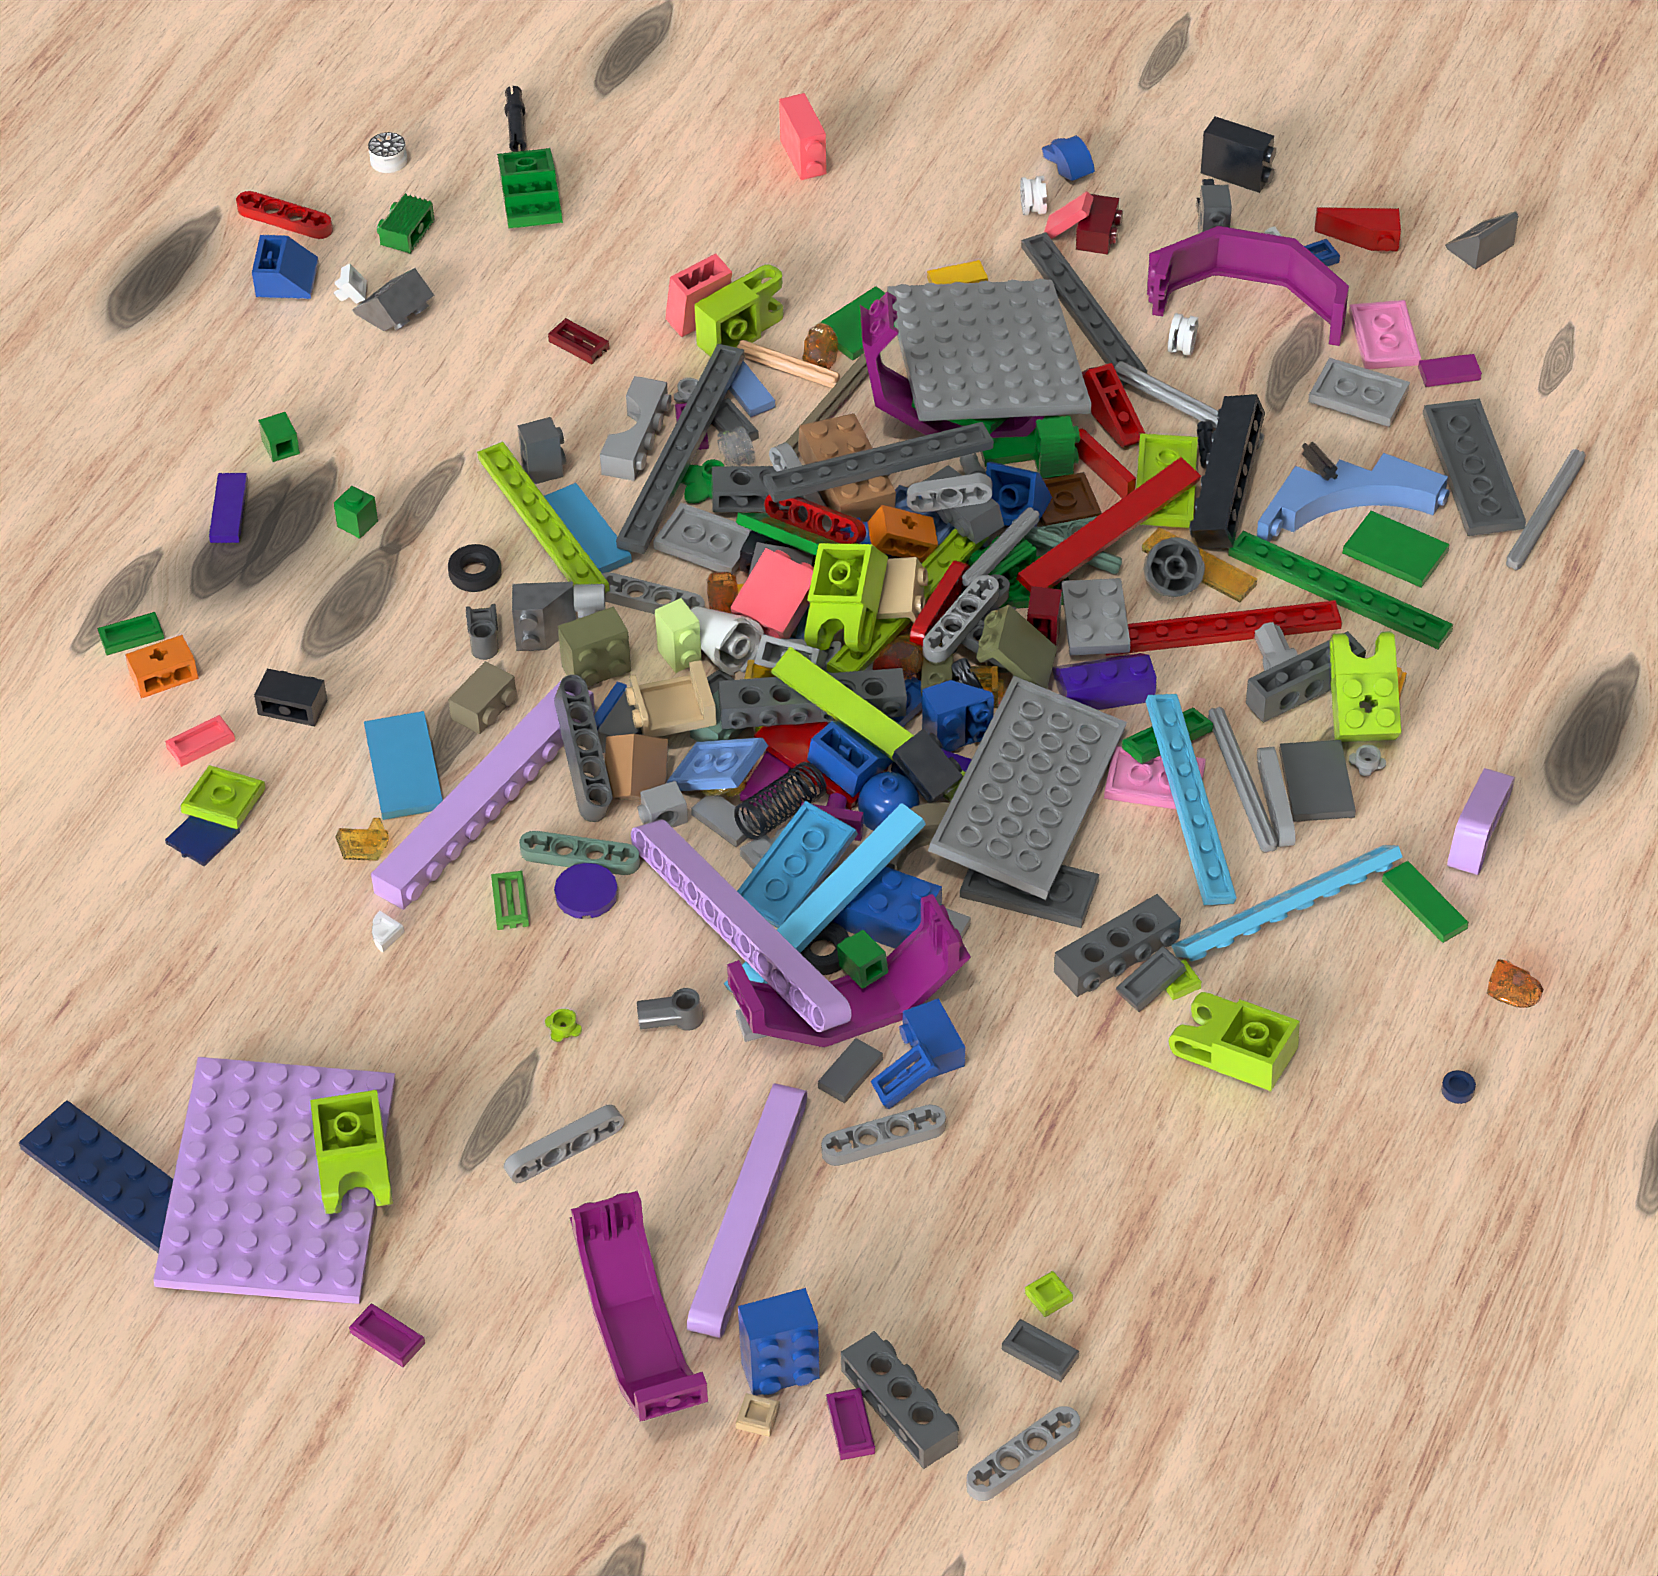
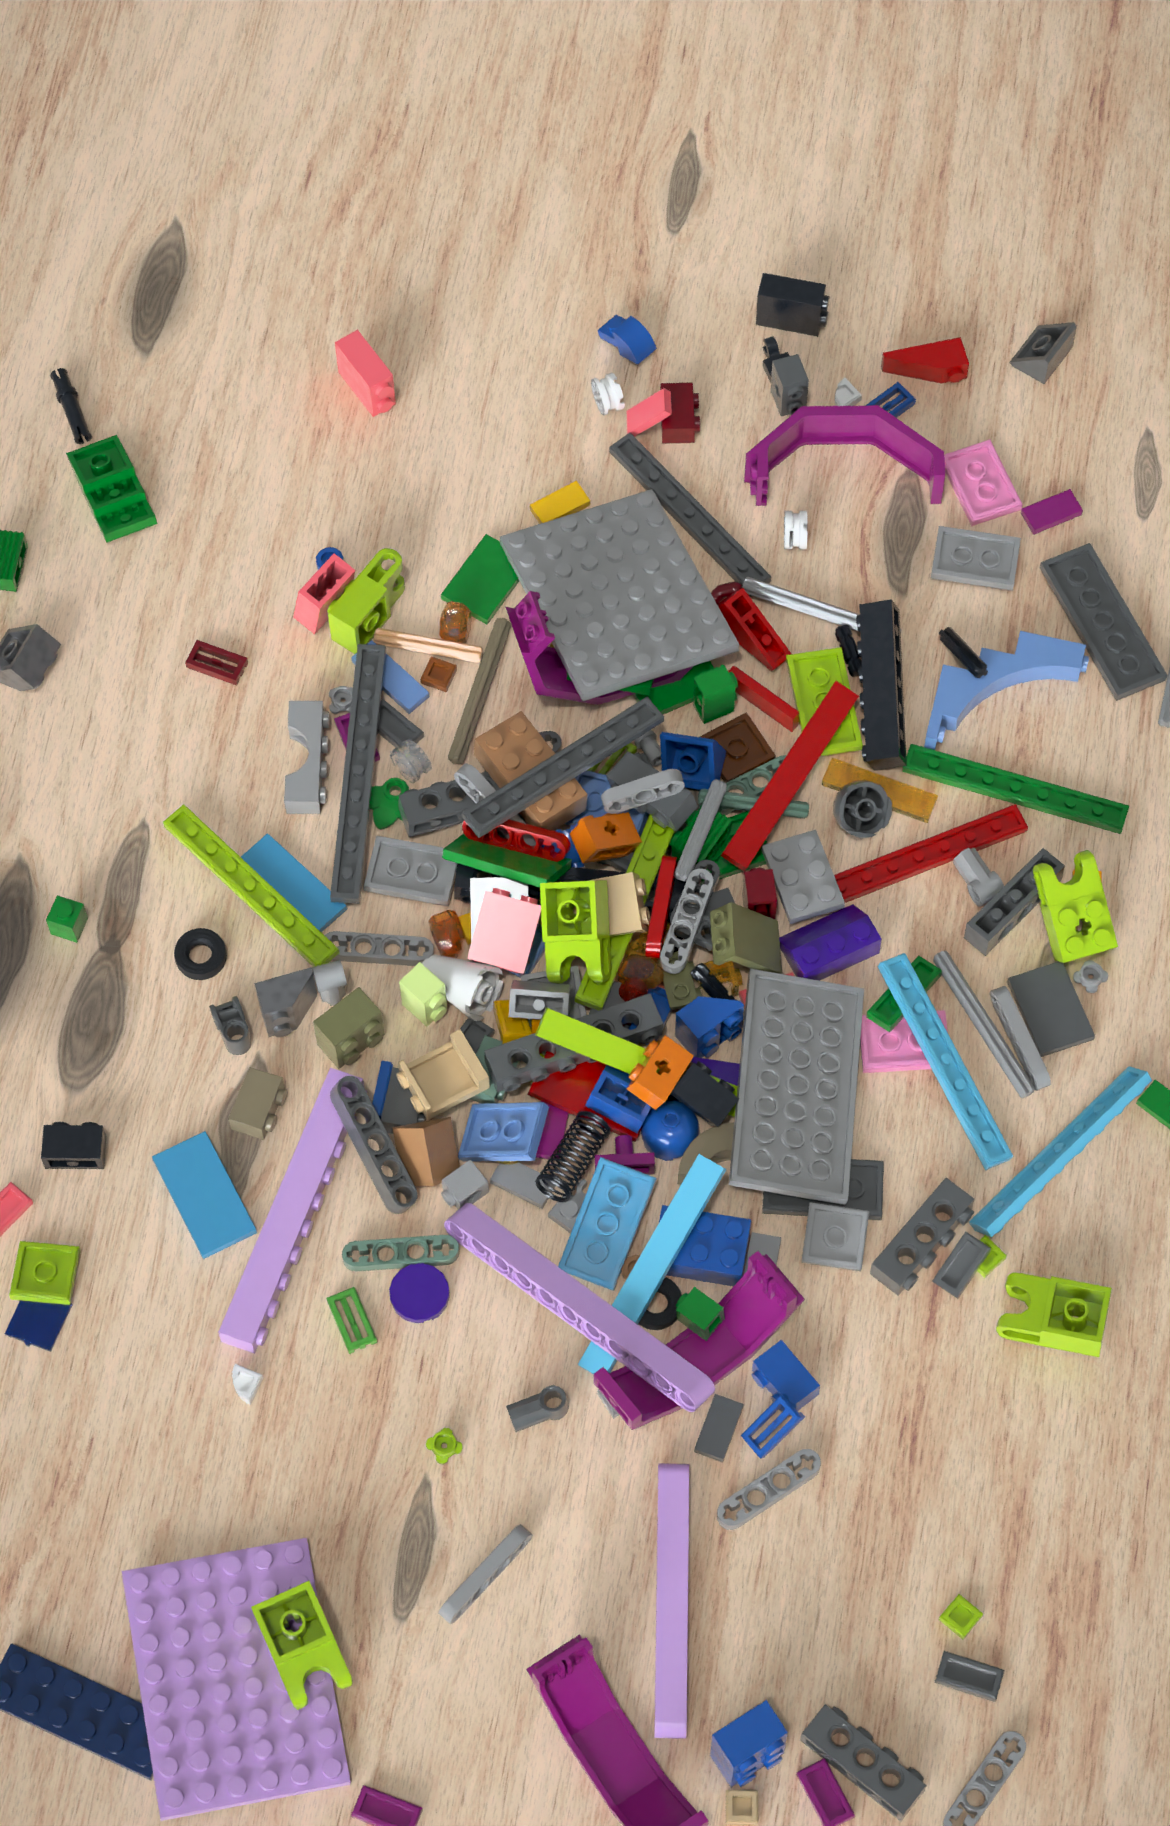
camera: 15 degrees left, 15 degrees up
(363, 843) = (195, 1293): clear yellow bracket -> none
(541, 450) = (226, 809): dark grey brick -> none
(790, 390) = (438, 674): none -> dark orange tile
(886, 730) = (653, 1086): none -> orange brick
(1026, 927) = (835, 1236): none -> light grey plate
(1396, 548) = (1055, 730): green tile -> none

